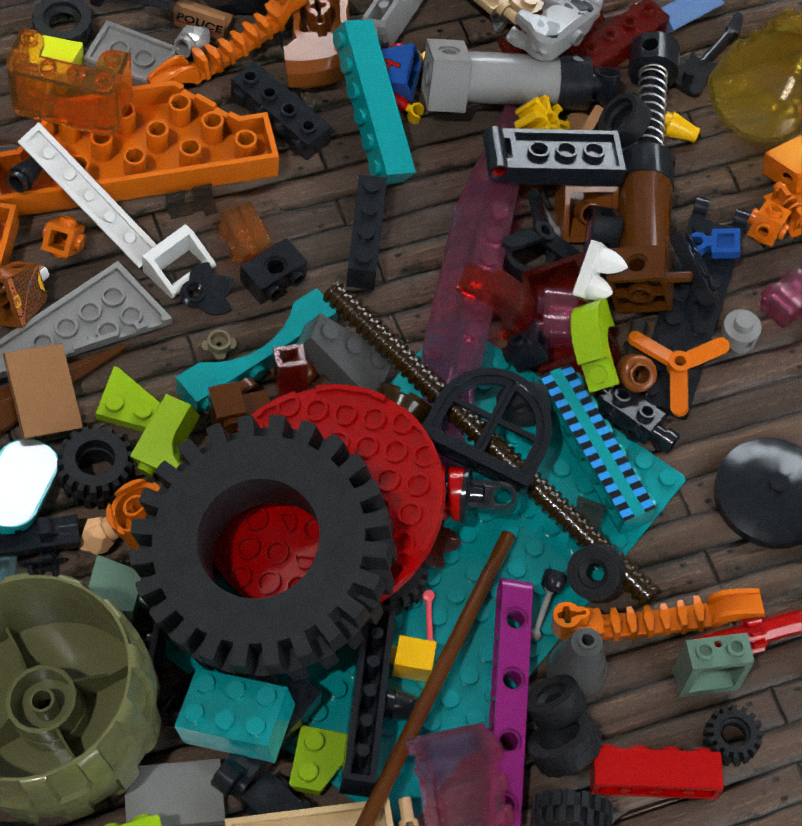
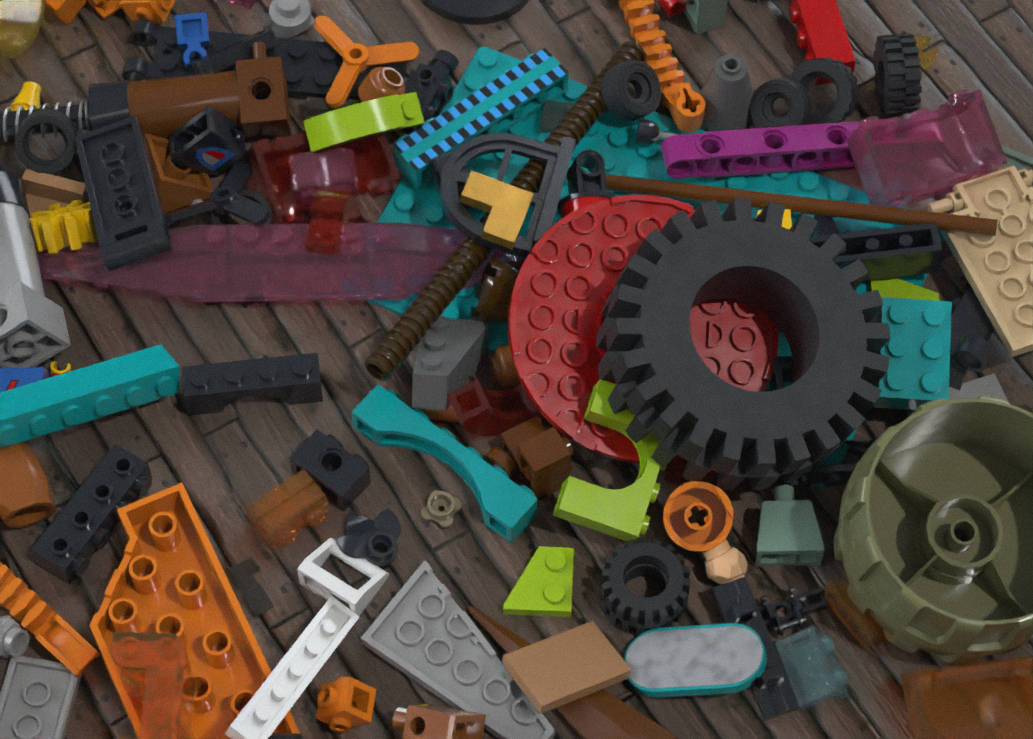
camera: 95 degrees left, 0 degrees up
(470, 415) = (504, 203): none -> tile
(527, 348) = (383, 184): black brick -> none
(597, 260) = (268, 123): white tile -> none

